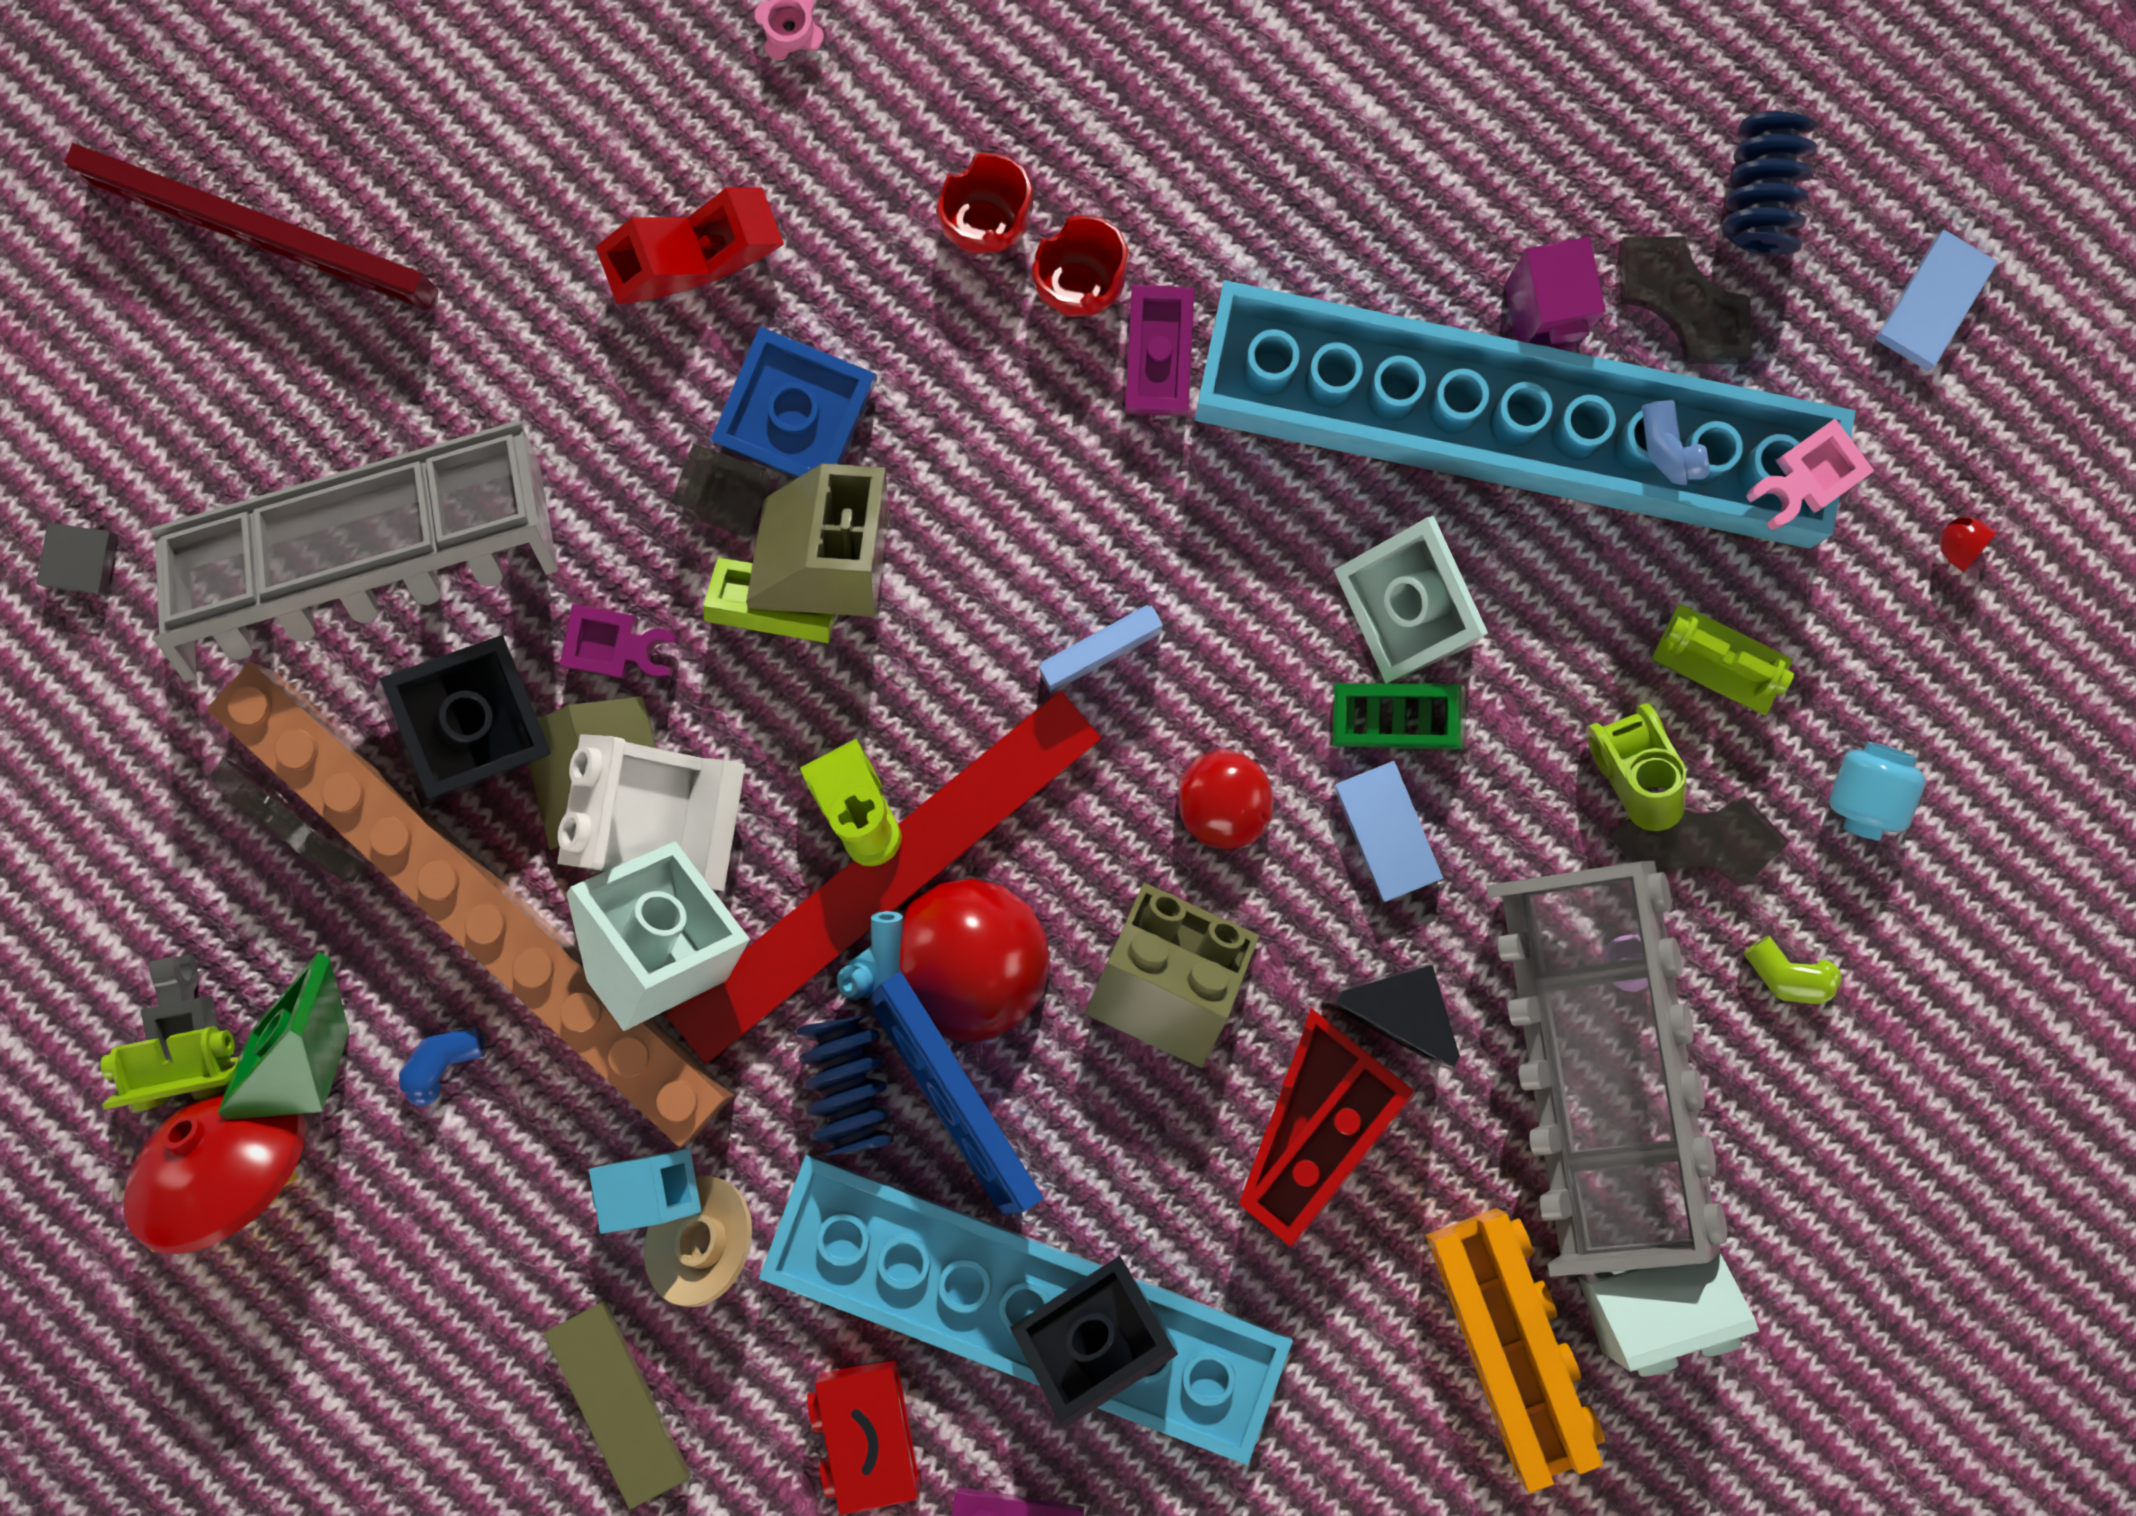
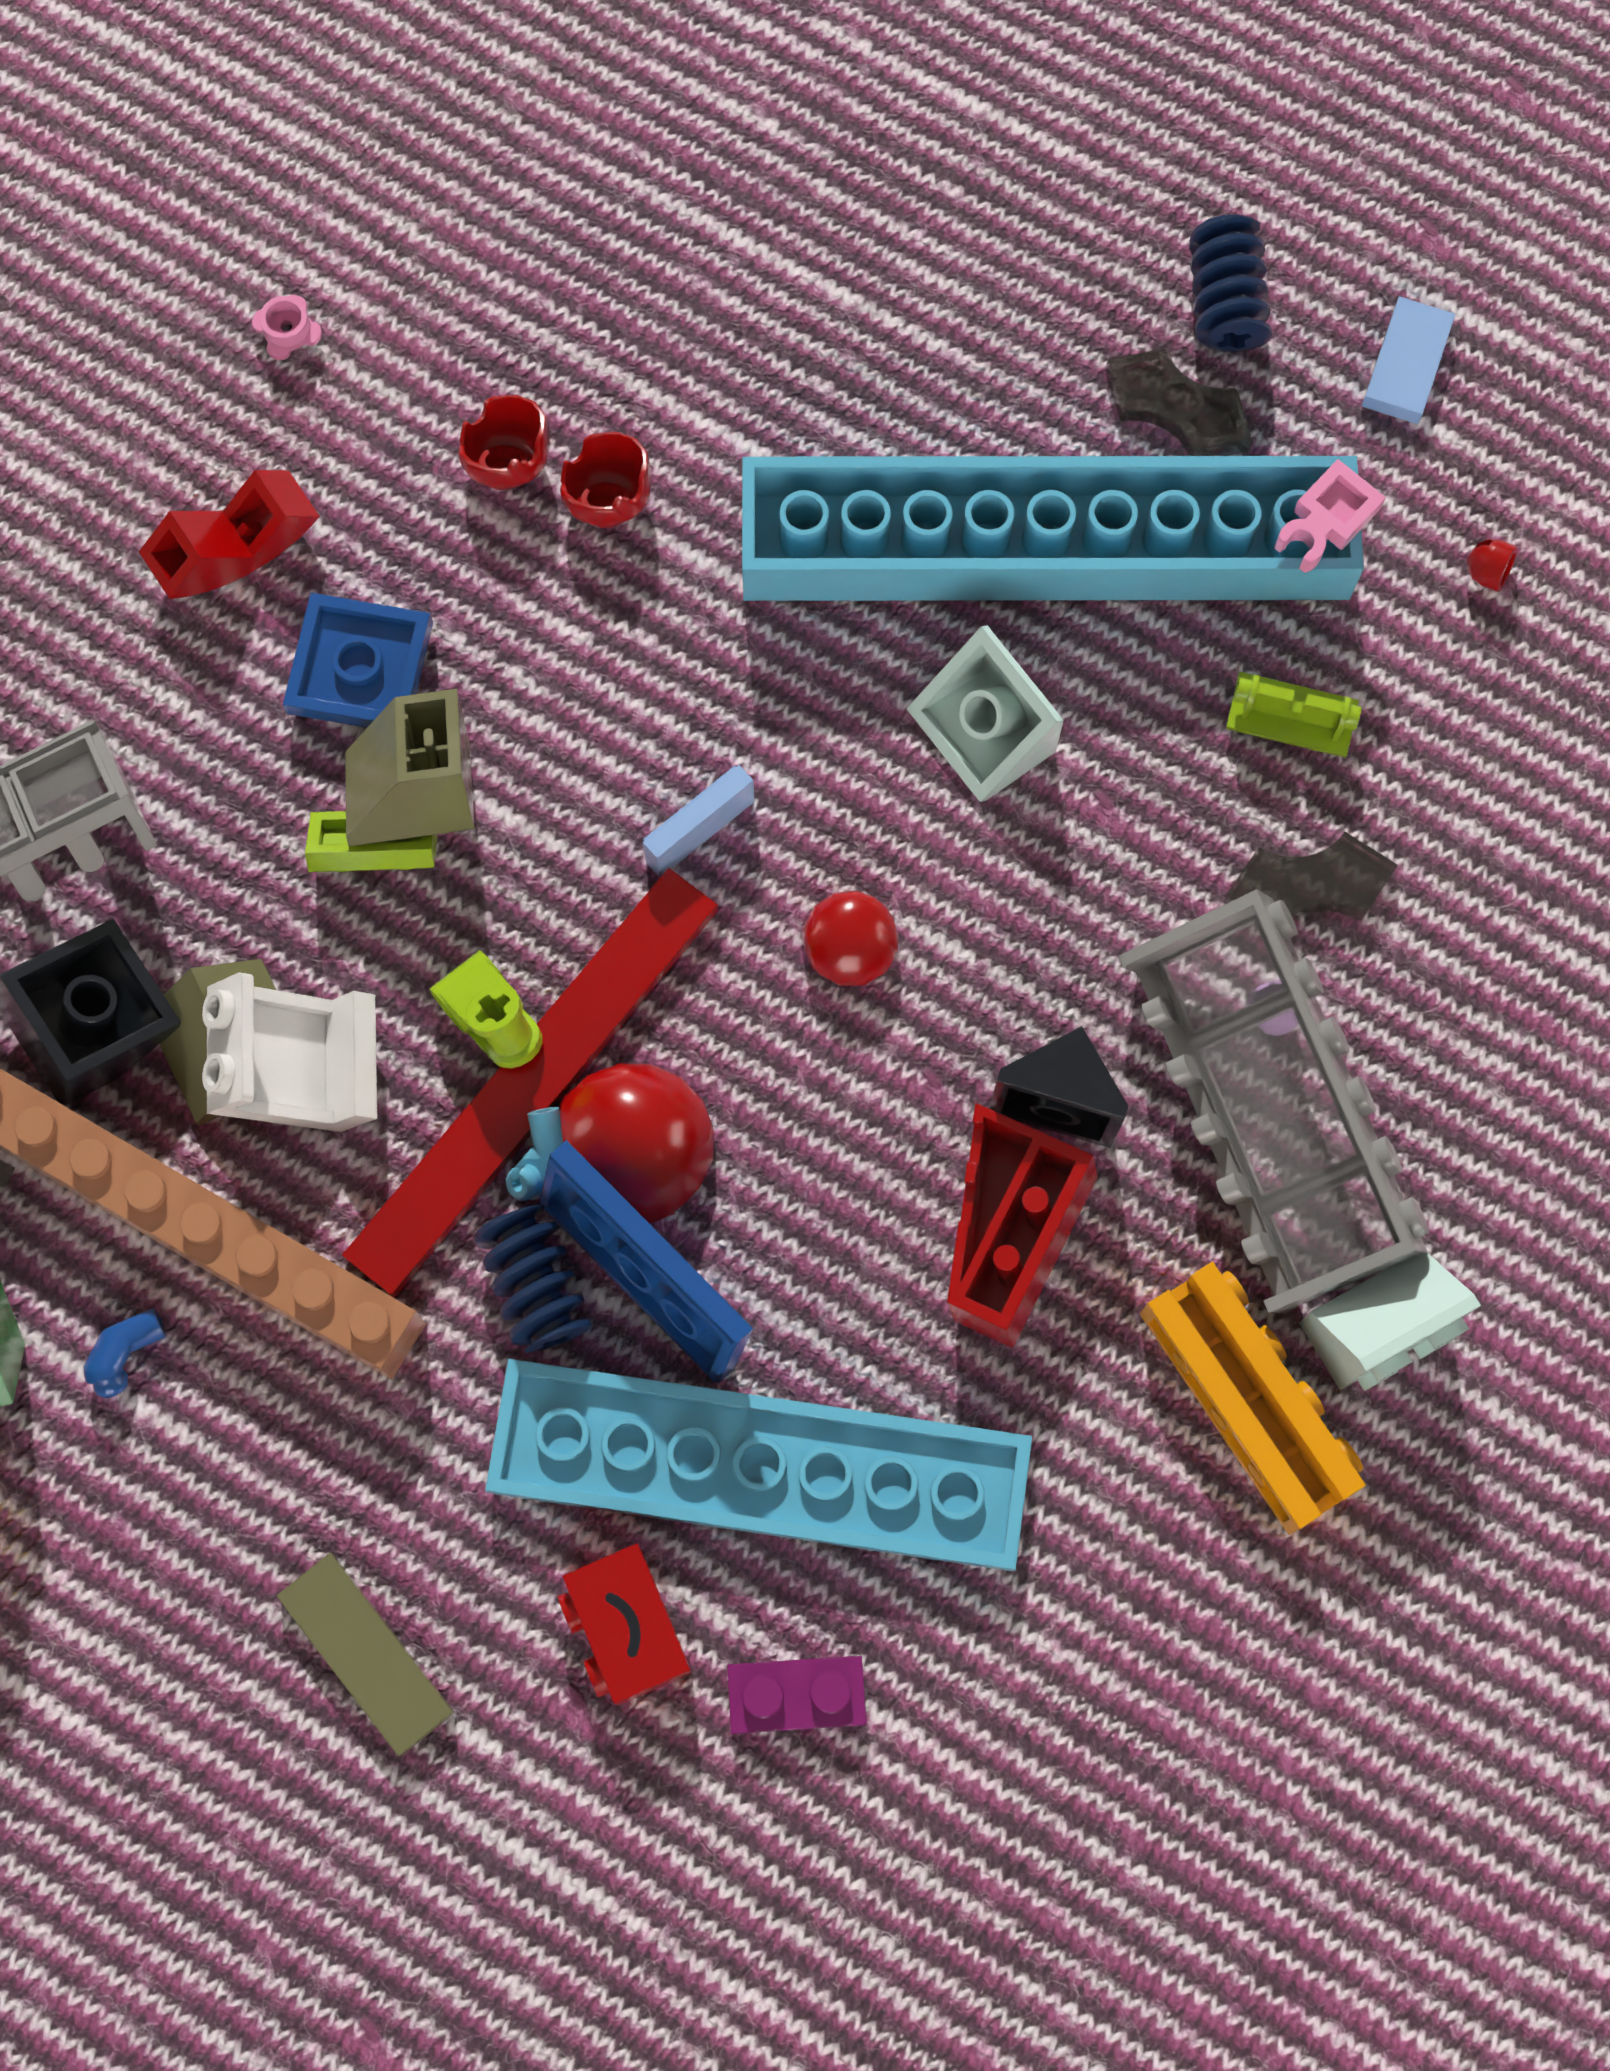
camera: 15 degrees left, 10 degrees down
(607, 643) = (217, 913): magenta plate -> none
(645, 1191) = (353, 1426): medium azure brick -> none
(653, 934) = (315, 1166): light aqua slope -> none
(703, 1253) = (416, 1466): tan dish -> none
(721, 491) = (302, 750): clear smoke panel -> none
(1093, 1341) = (833, 1470): black slope -> none
(1159, 350) = (697, 542): magenta plate -> none
(1172, 975) = (833, 1110): olive slope -> none
(1388, 831) = (1013, 936): light blue tile -> none
(1455, 716) = (1017, 800): green slope -> none
(1555, 294) = (1054, 407): magenta brick -> none
(1637, 757) = (1240, 823): lime piece -> none
(1665, 448) = (1189, 518): medium blue arm -> none
(1793, 981) = (1434, 993): lime arm -> none
(1877, 790) = (1467, 799): medium azure head -> none

